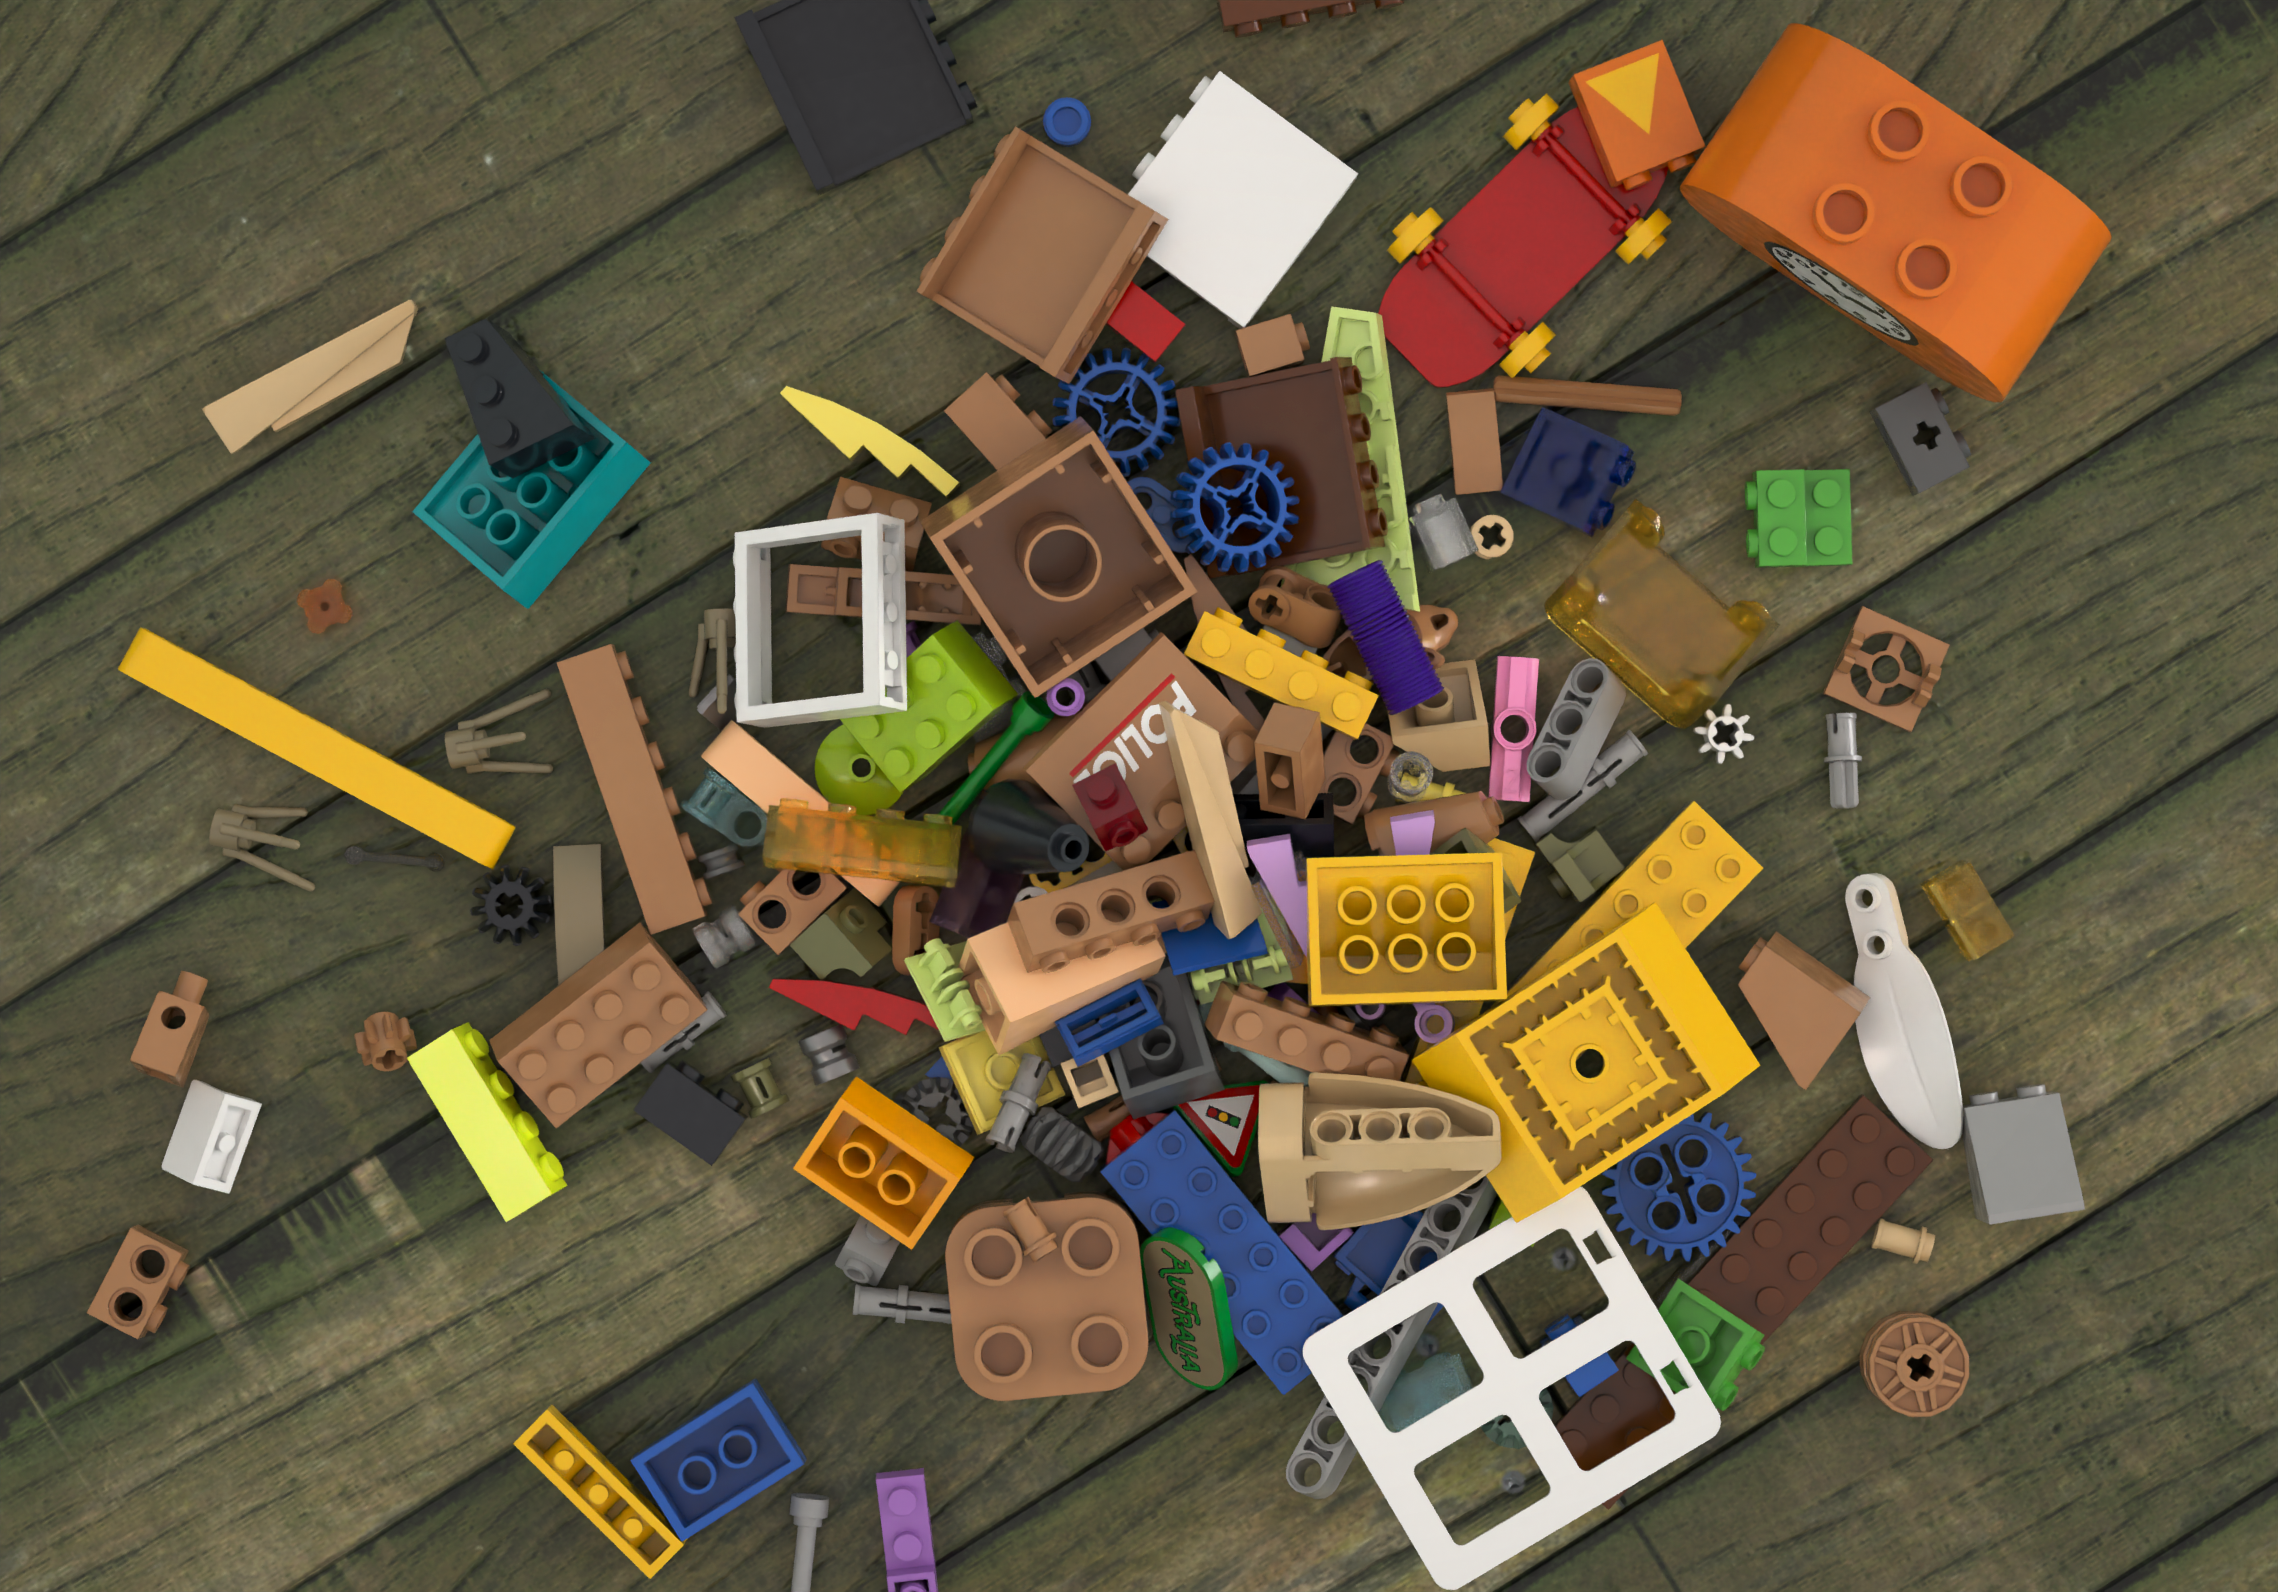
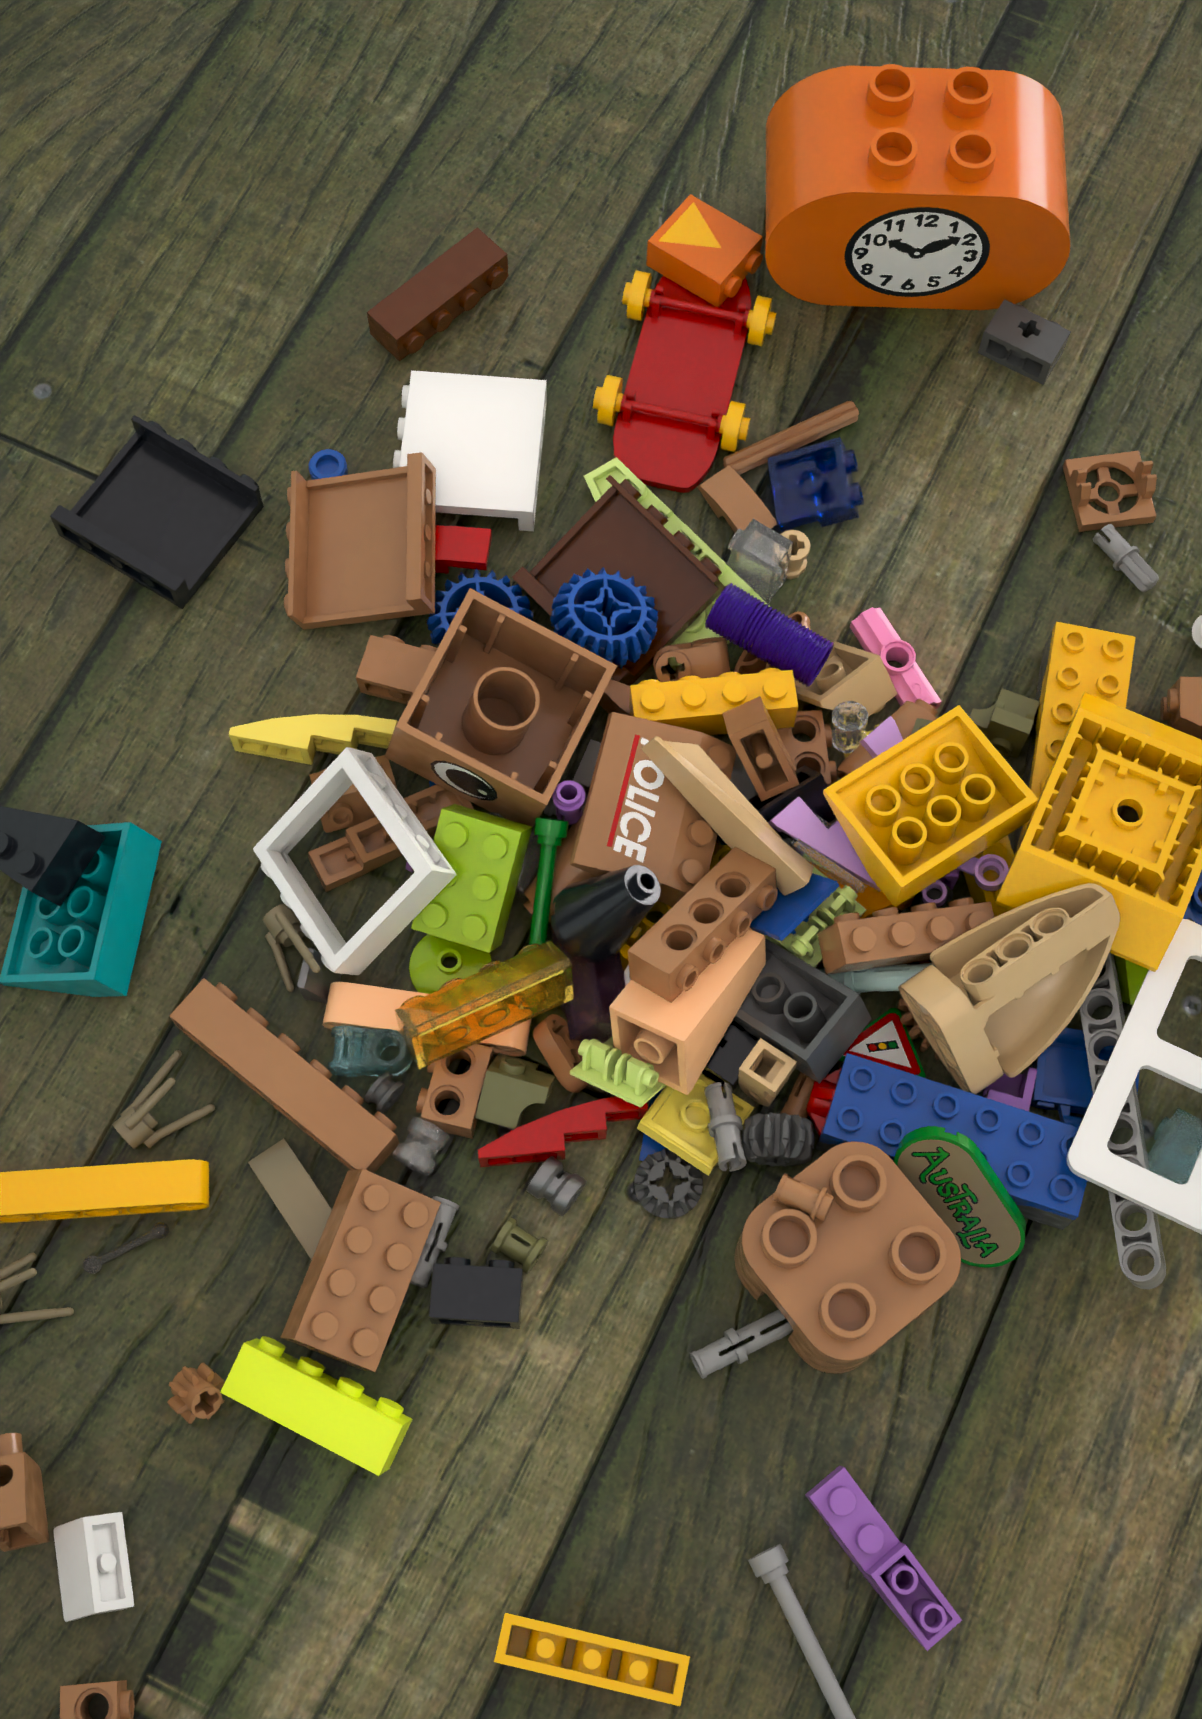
camera: 25 degrees left, 20 degrees down
(511, 889) = (234, 1209): black gear -> none
(718, 1459) = (672, 1566): blue brick -> none
(866, 1253) = (682, 1314): light grey bracket -> none
(883, 1162) = (652, 1237): light orange brick -> none
(1110, 808) = (655, 844): dark red bracket -> none
(1116, 1037) = (761, 1017): blue tile -> none
(1272, 345) = (555, 517): medium nougat brick -> none
(1573, 707) = (938, 635): light grey beam -> none
(1603, 773) = (972, 660): light grey pin -> none
(1656, 620) = (939, 548): clear yellow windscreen -> none
(1736, 736) = (1037, 586): white gear -> none
(1799, 518) = (983, 433): bright green plate -> none

